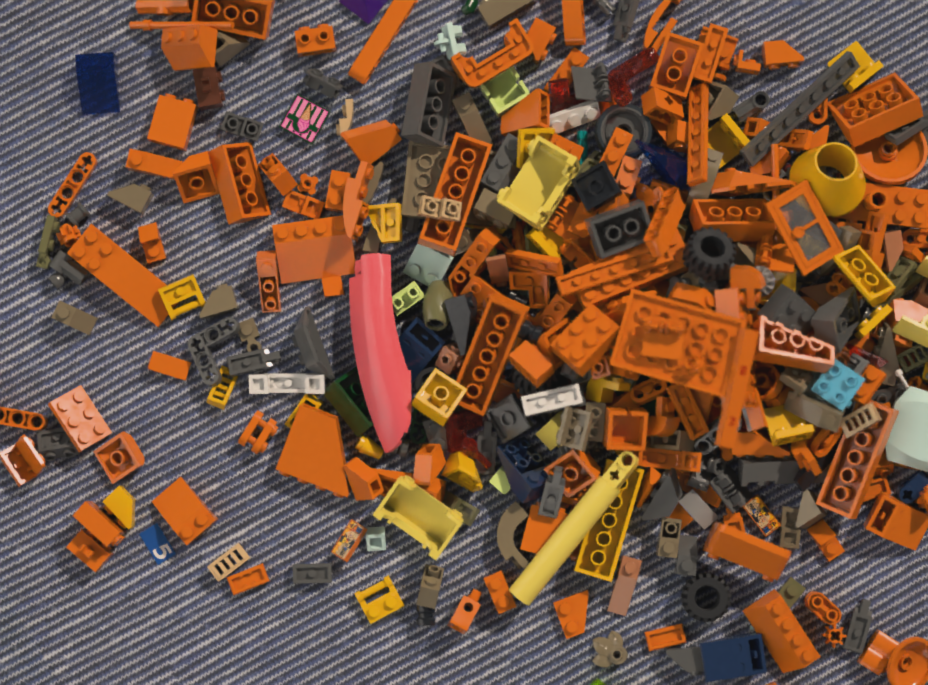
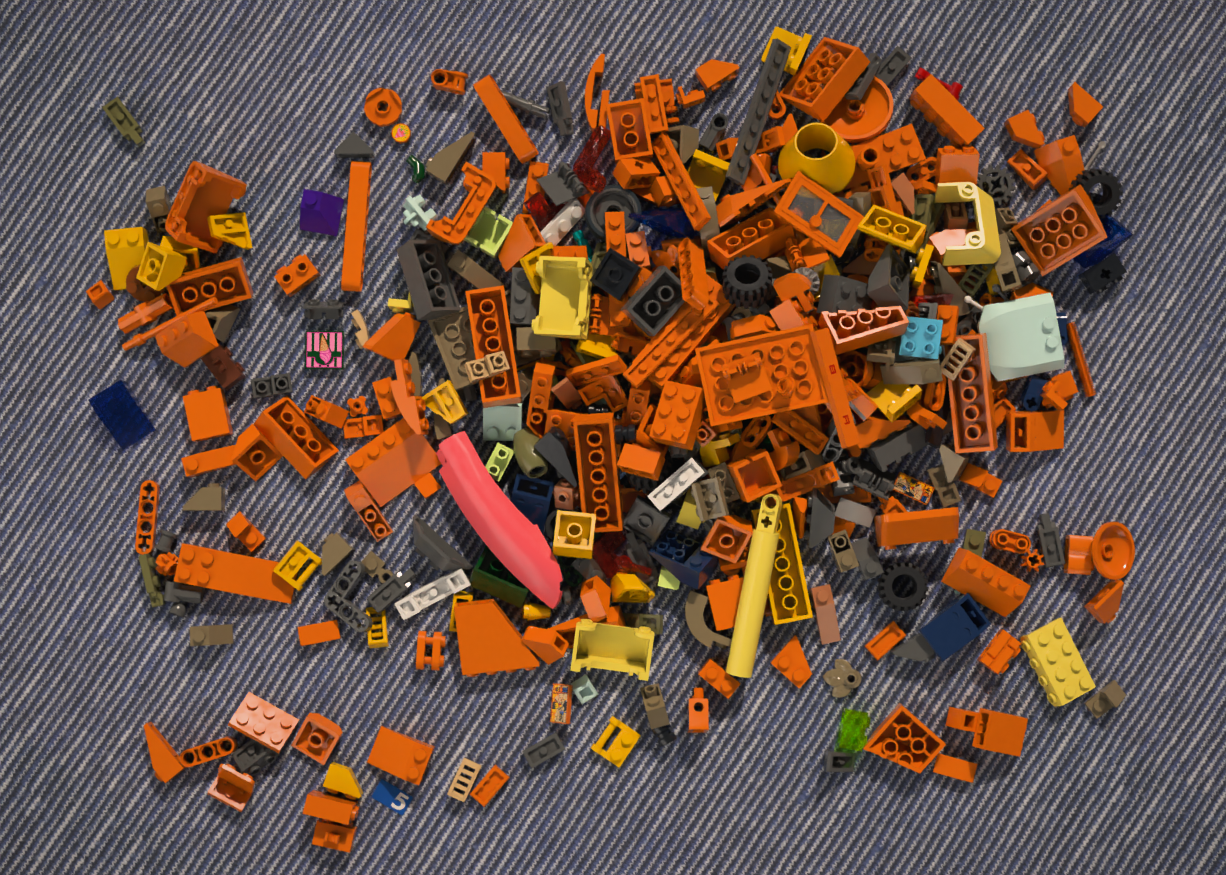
camera: 30 degrees left, 0 degrees up
(392, 115) = (400, 306): none -> light yellow bracket
(552, 494) = (720, 567): dark grey hinge -> none

